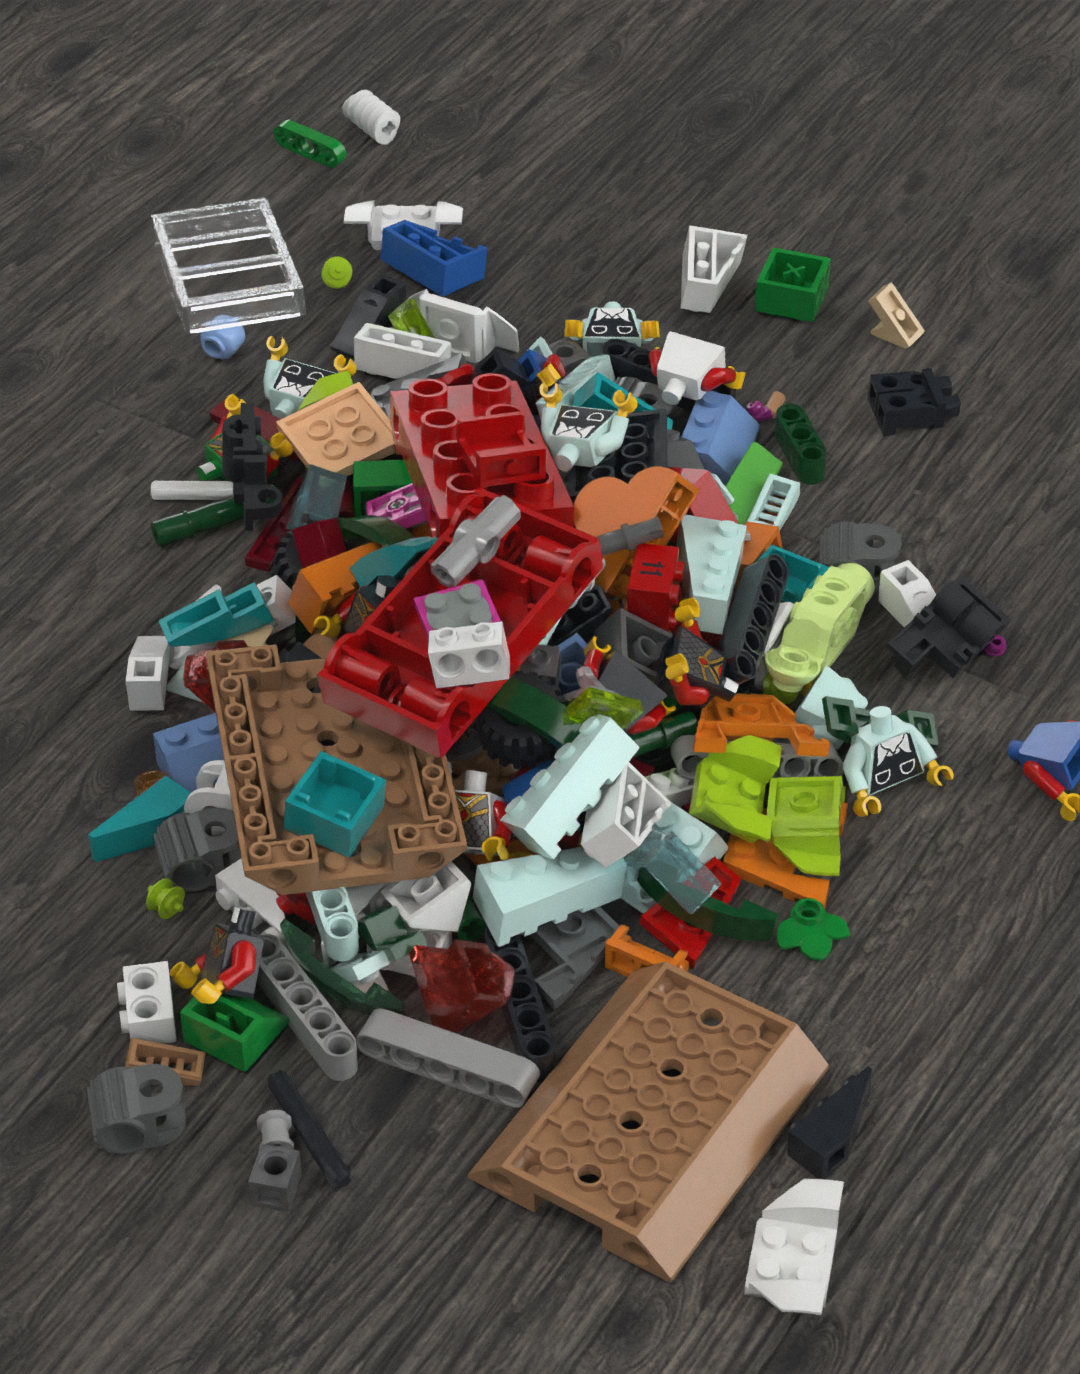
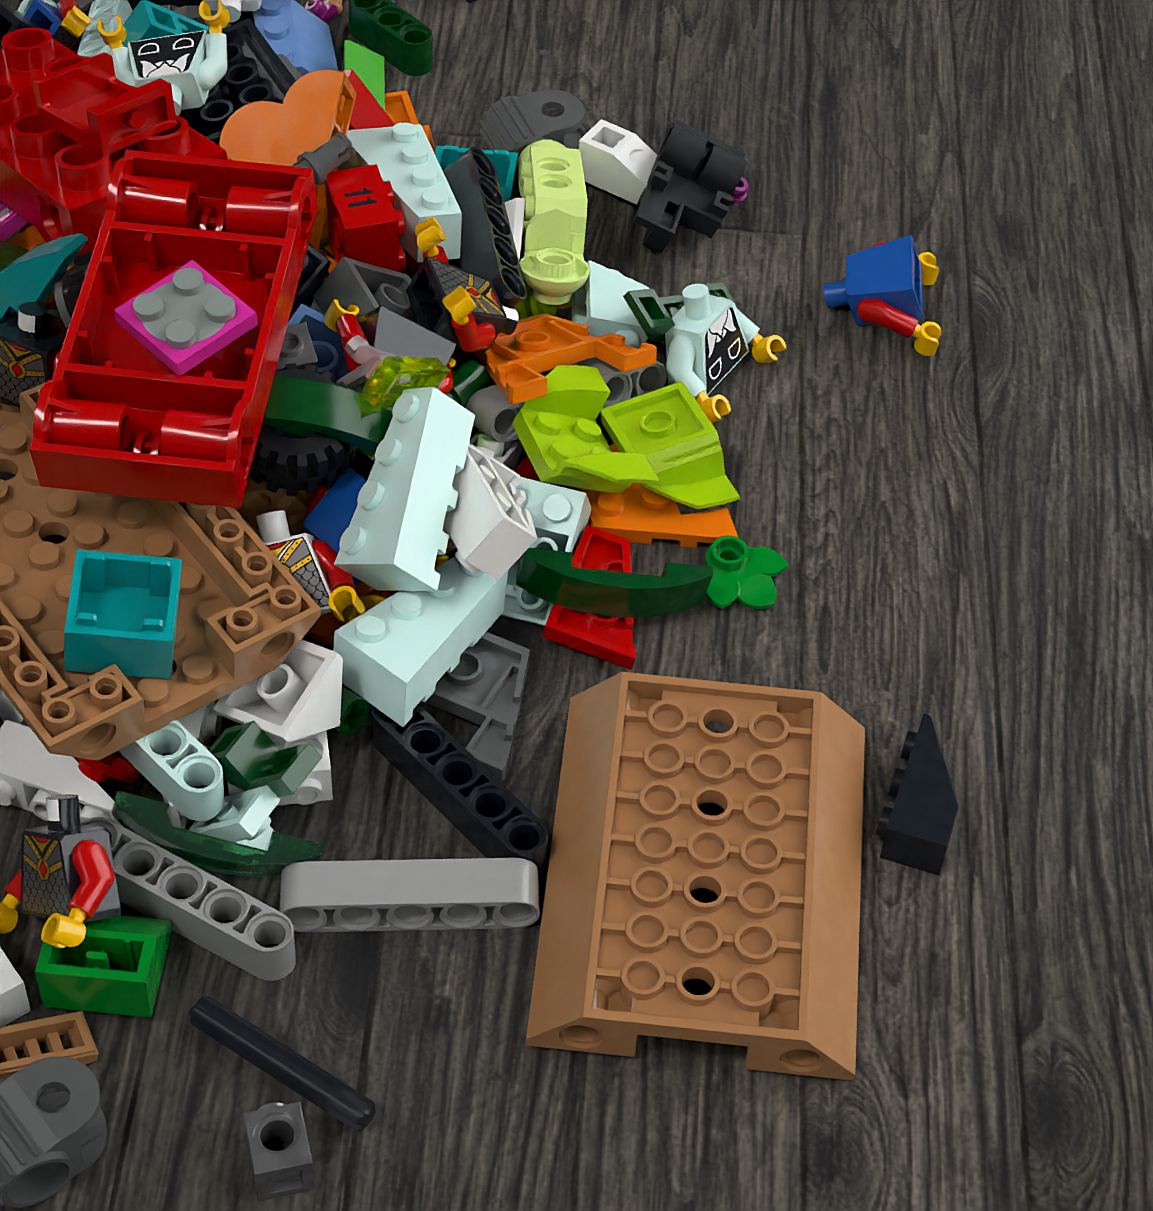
camera: 30 degrees left, 5 degrees up
(274, 1128) = (242, 1086): light grey bush -> none
(461, 982) = (384, 792): clear red piece -> none
(469, 654) = (237, 357): white brick -> none
(475, 541) = (159, 215): light grey piece -> none
(626, 955) = (556, 681): orange hinge -> none
(675, 869) = (580, 551): clear light blue panel -> none
(779, 486) = (405, 83): light aqua slope -> none
(796, 1247) = (974, 980): white piece -> none

